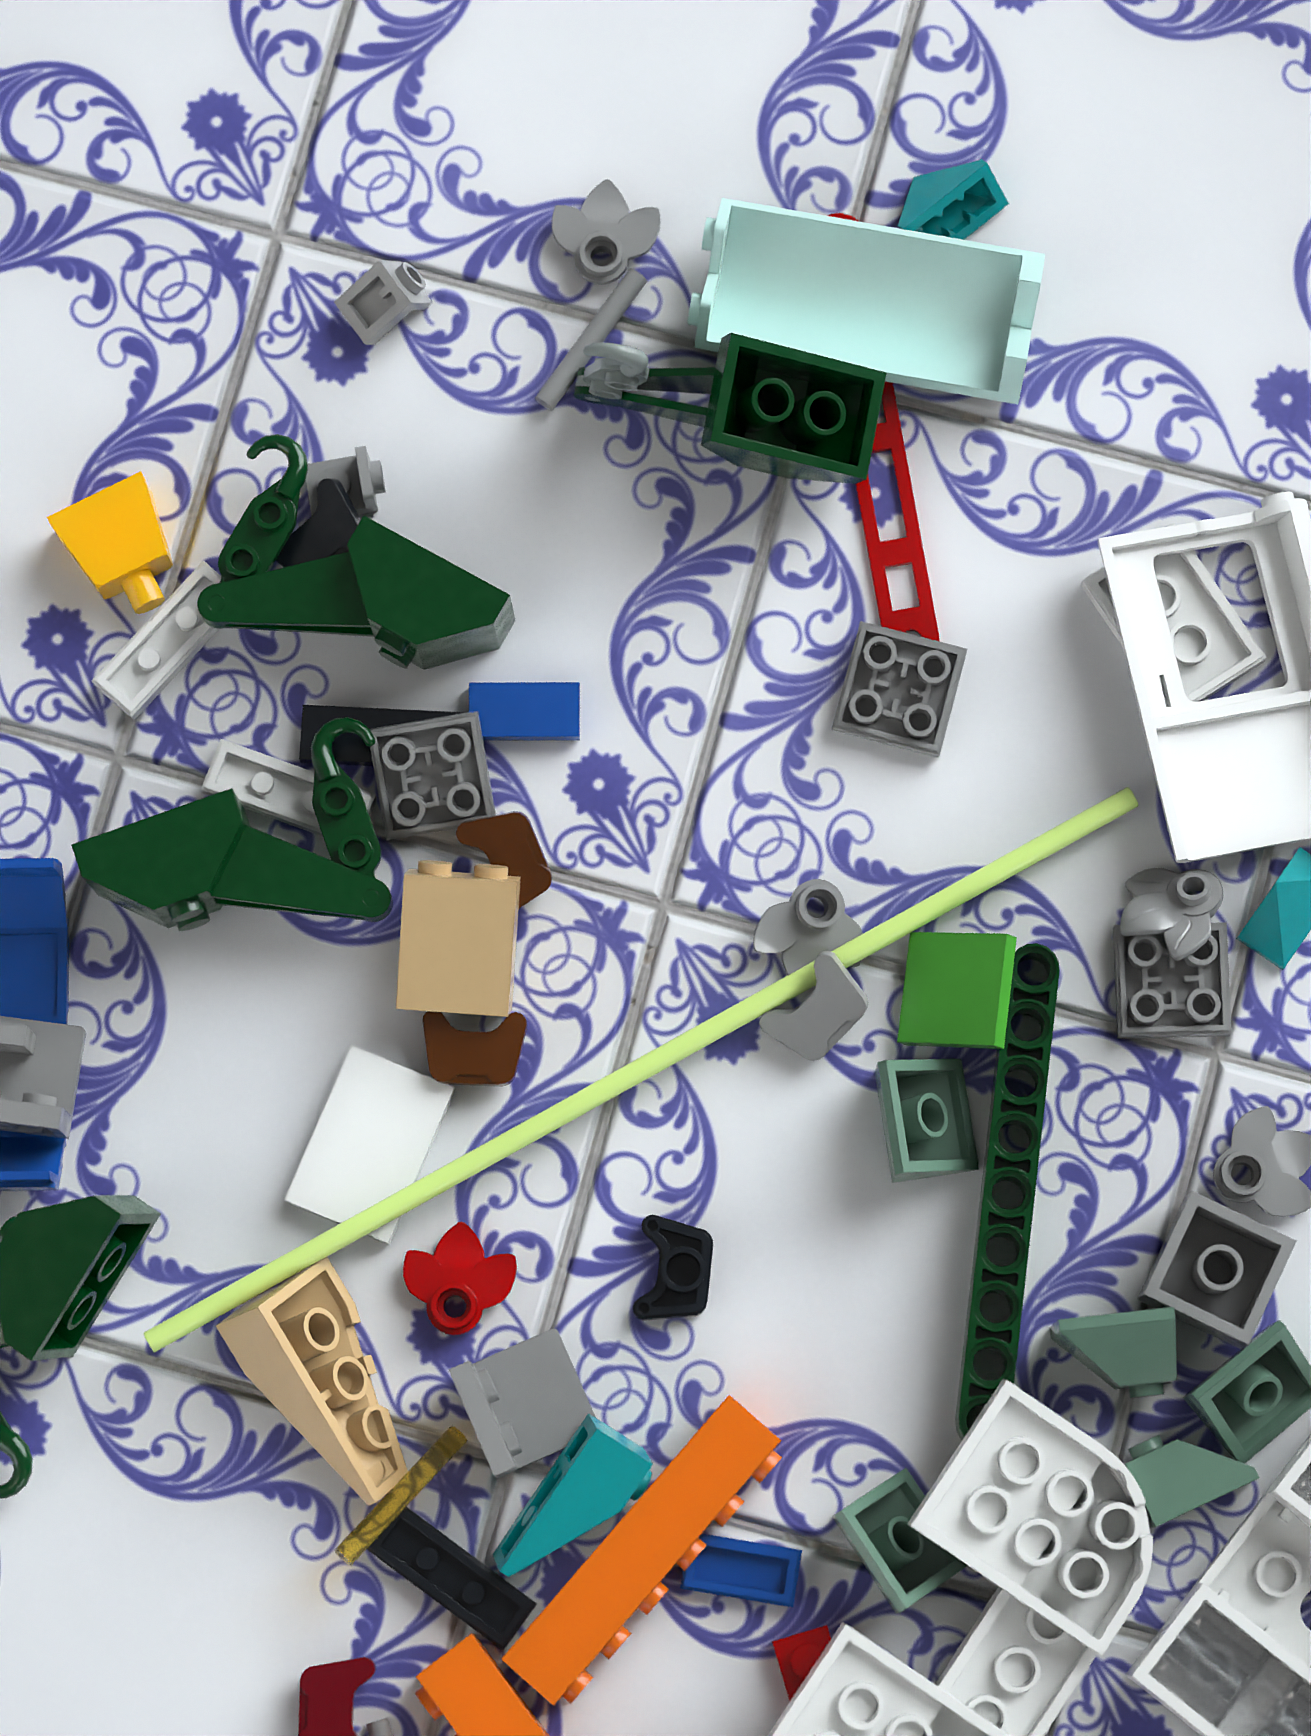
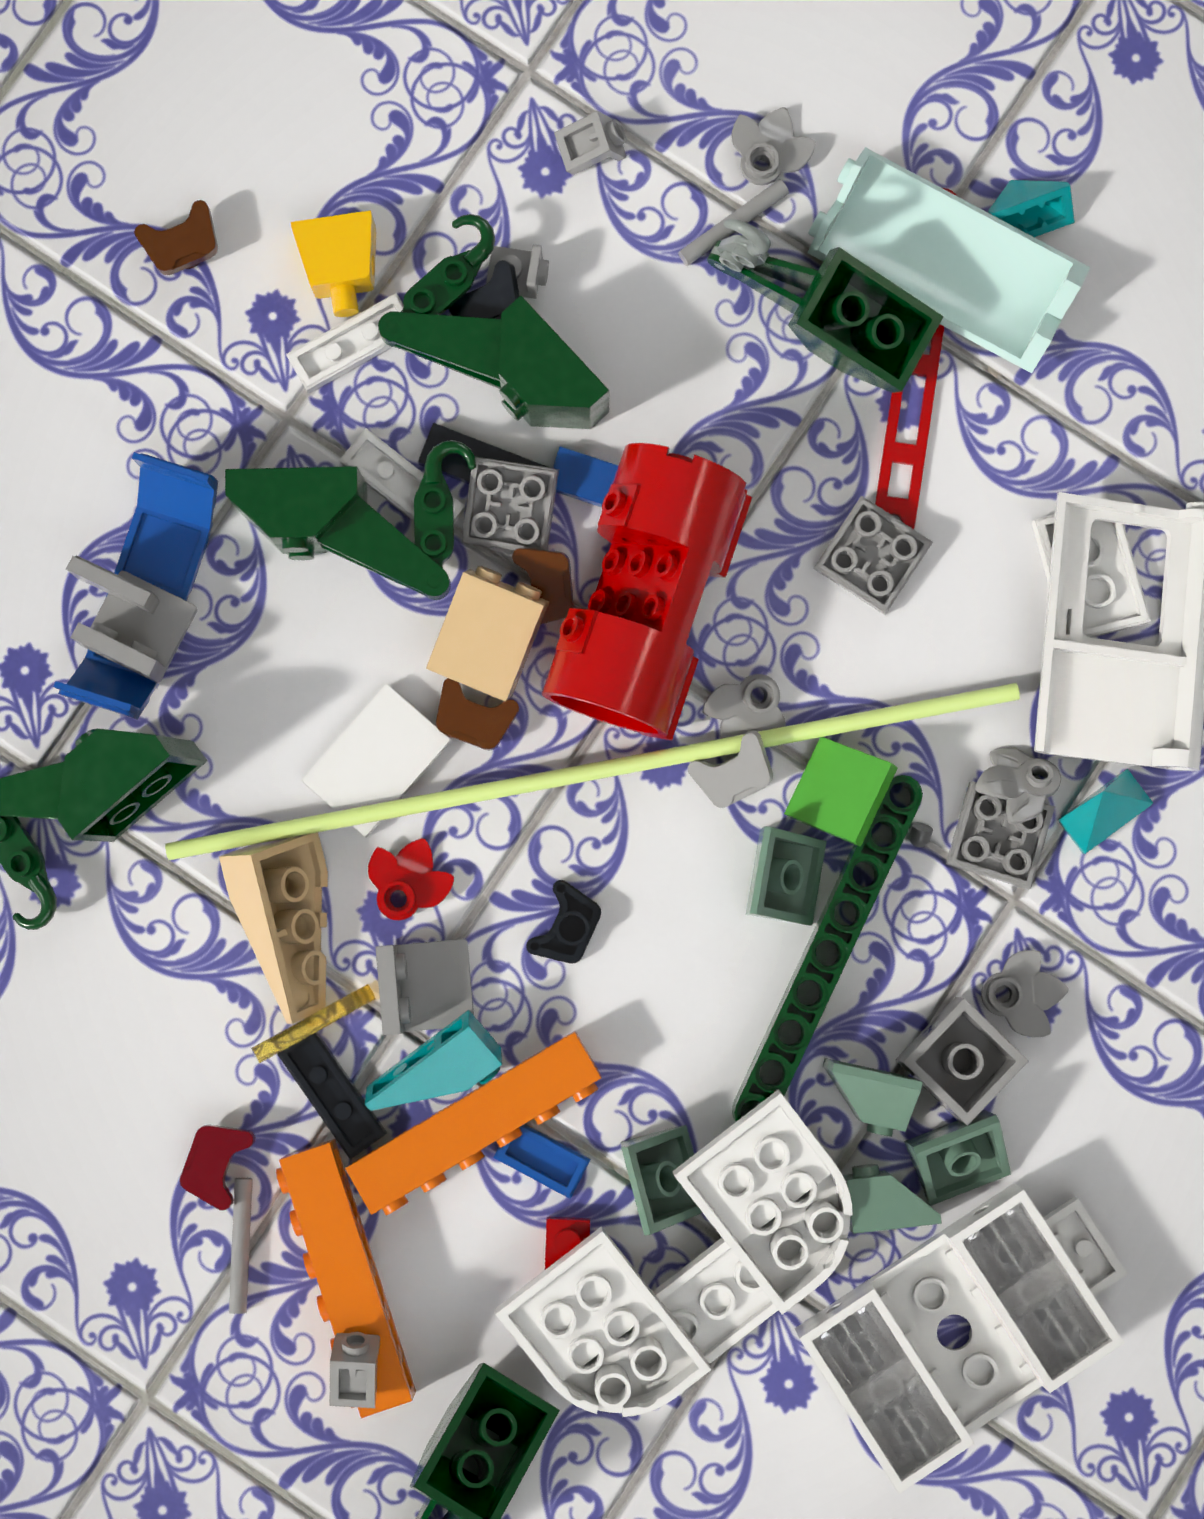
camera: 15 degrees right, 5 degrees up
(640, 743) = (668, 532): none -> red cylinder
(1074, 1012) = (920, 834): none -> dark grey piece

